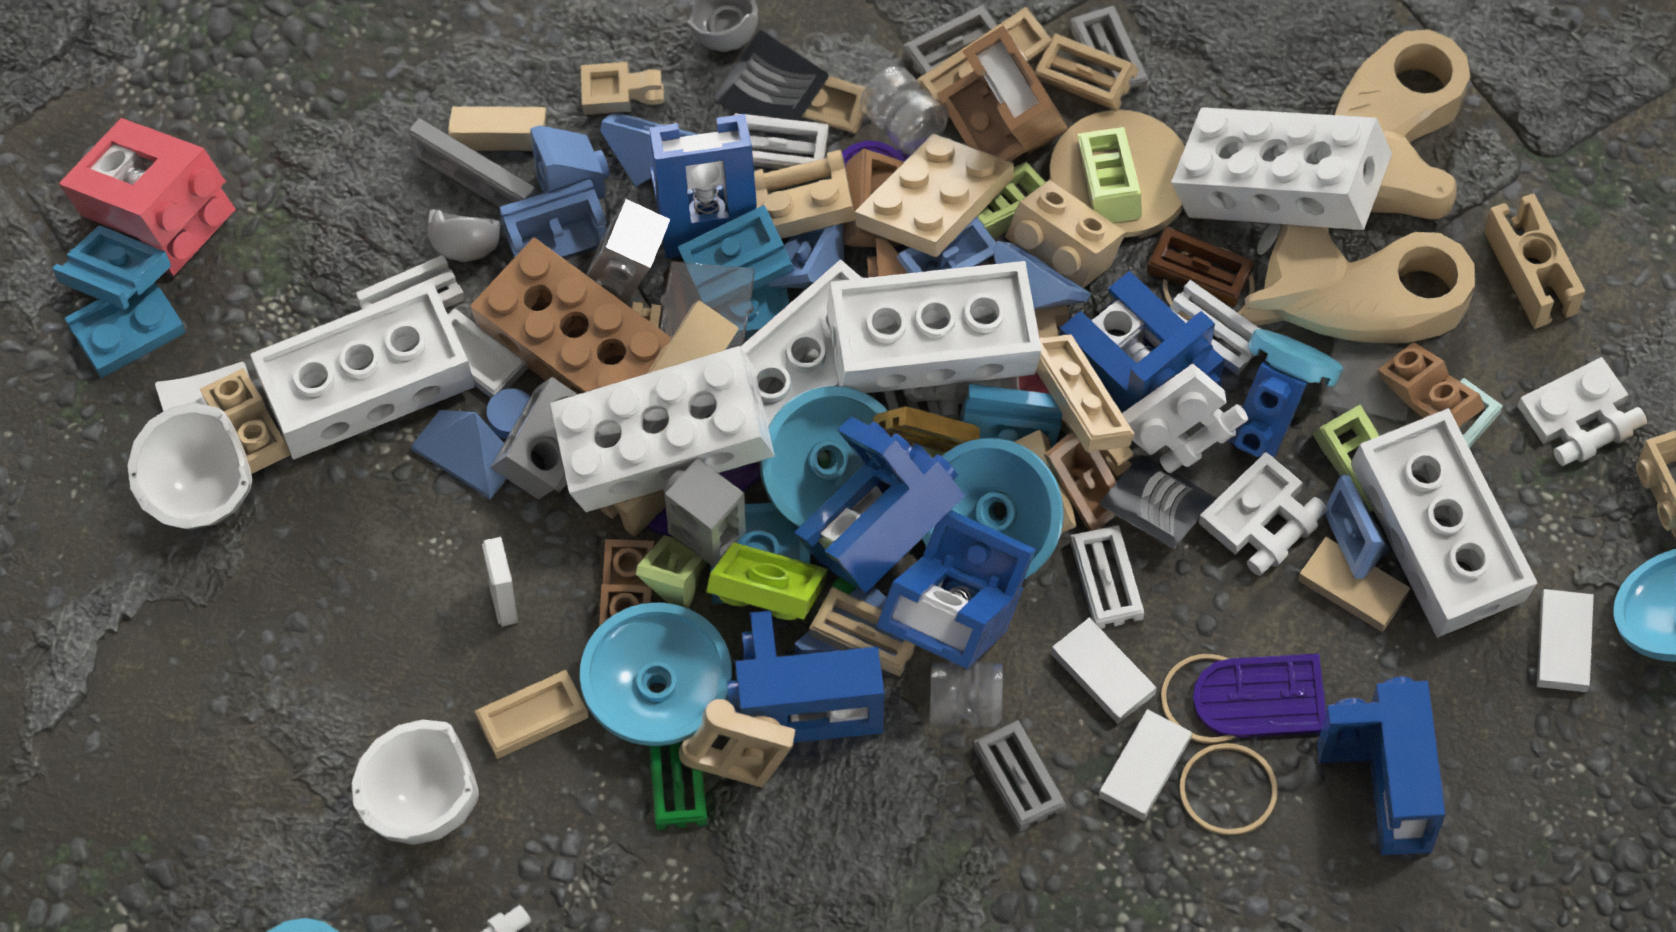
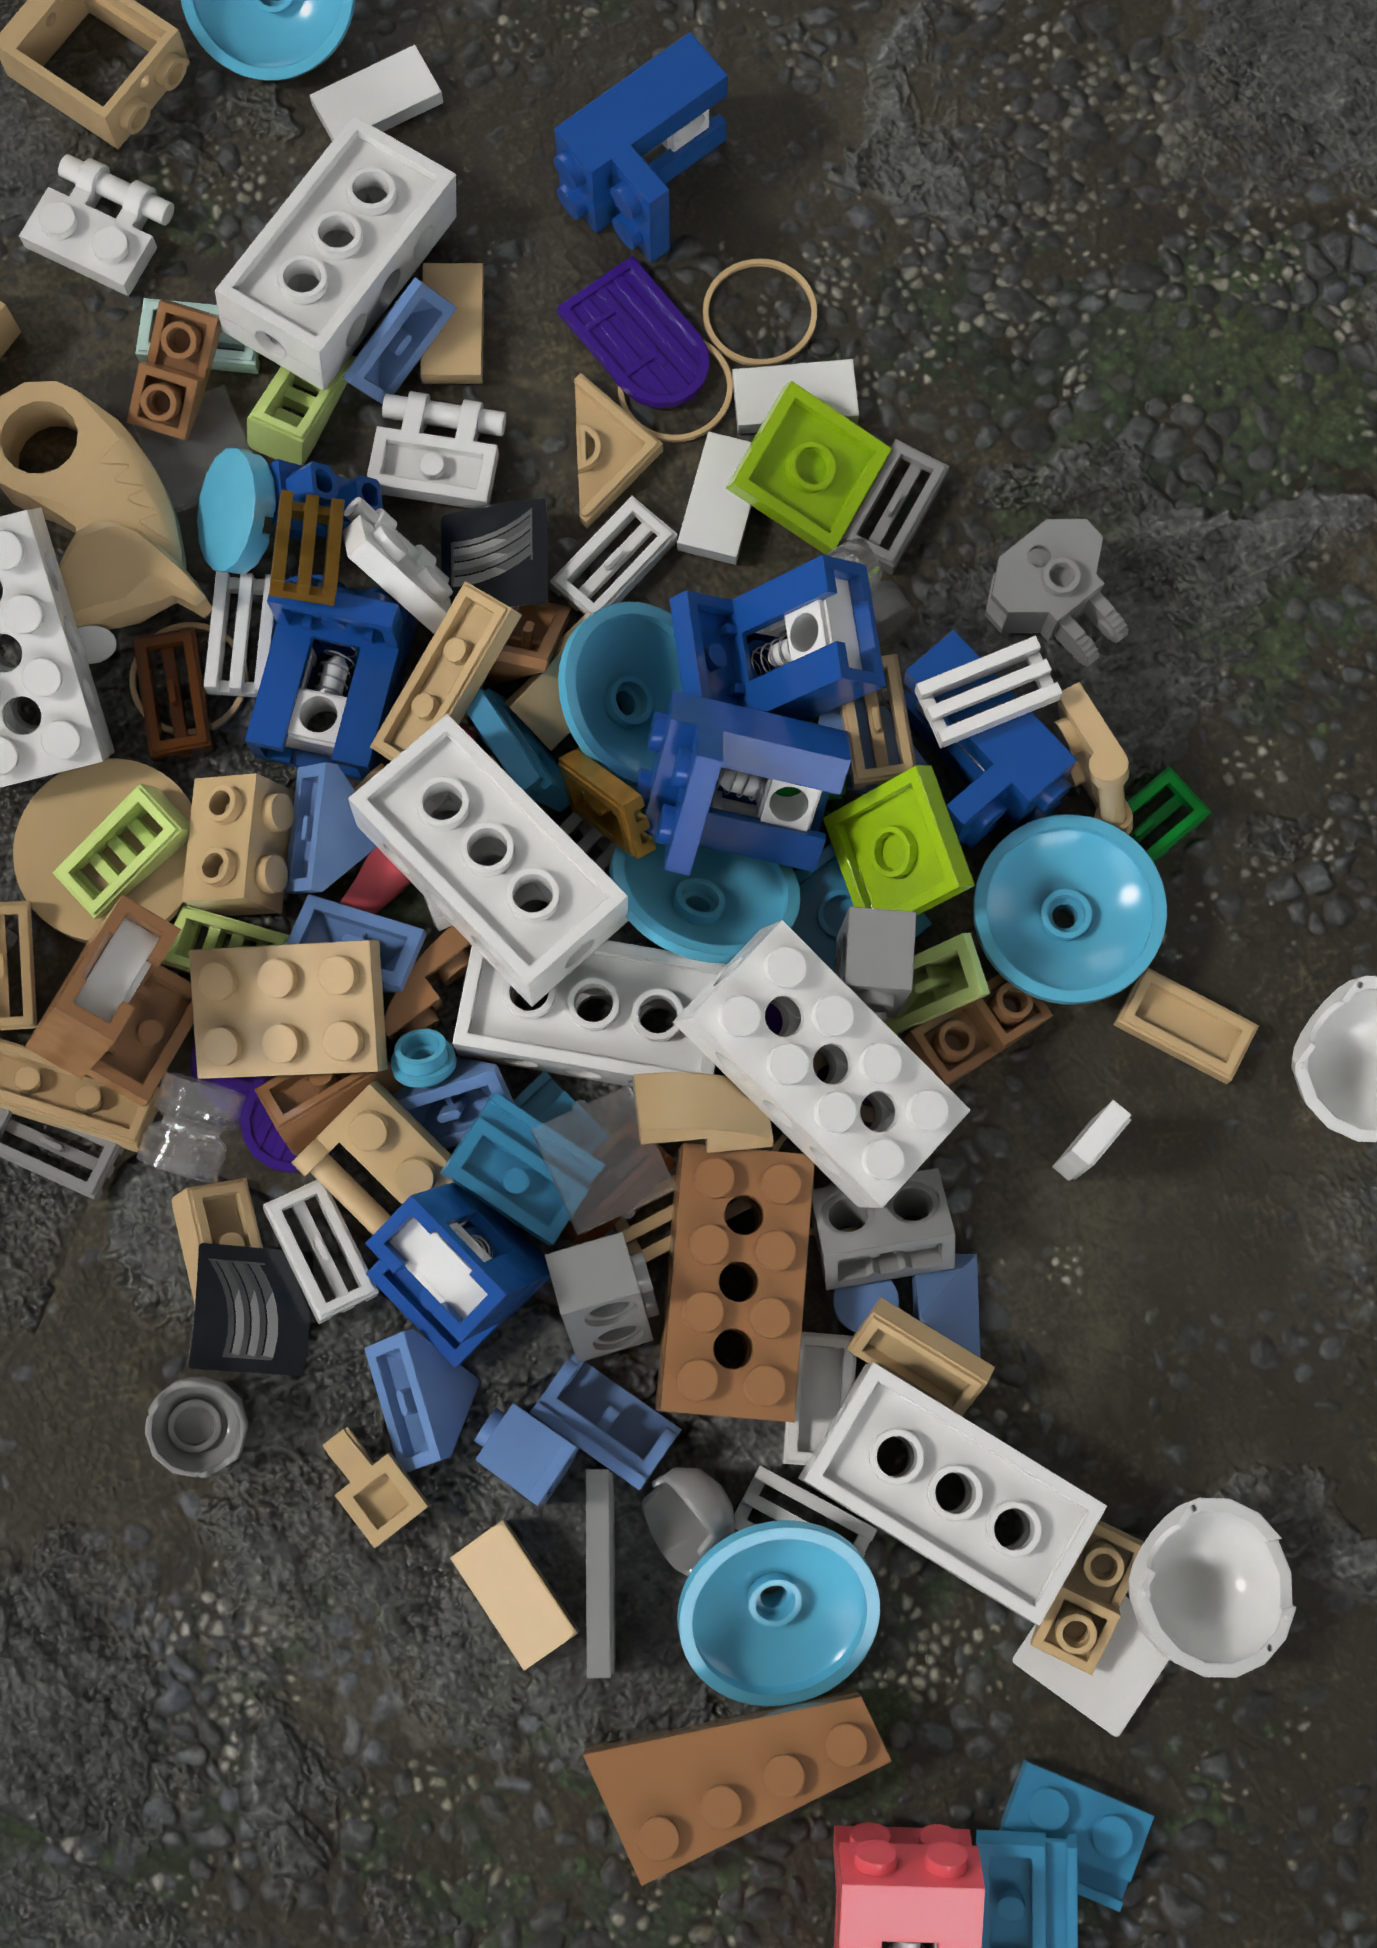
camera: 125 degrees left, 15 degrees up
(310, 153) = (722, 1778): none -> medium nougat wedge
(372, 237) = (786, 1641): none -> medium azure dish
(451, 405) = (920, 1356): none -> tan tile
(832, 639) = (1037, 670): none -> white tile
(856, 246) = (422, 1058): none -> medium azure plate
(885, 820) = (1051, 583): none -> light grey hinge
(1080, 725) = (808, 468): none -> lime plate
(1191, 625) = (609, 449): none -> tan tile
(1252, 378) = (310, 514): none -> pearl gold tile

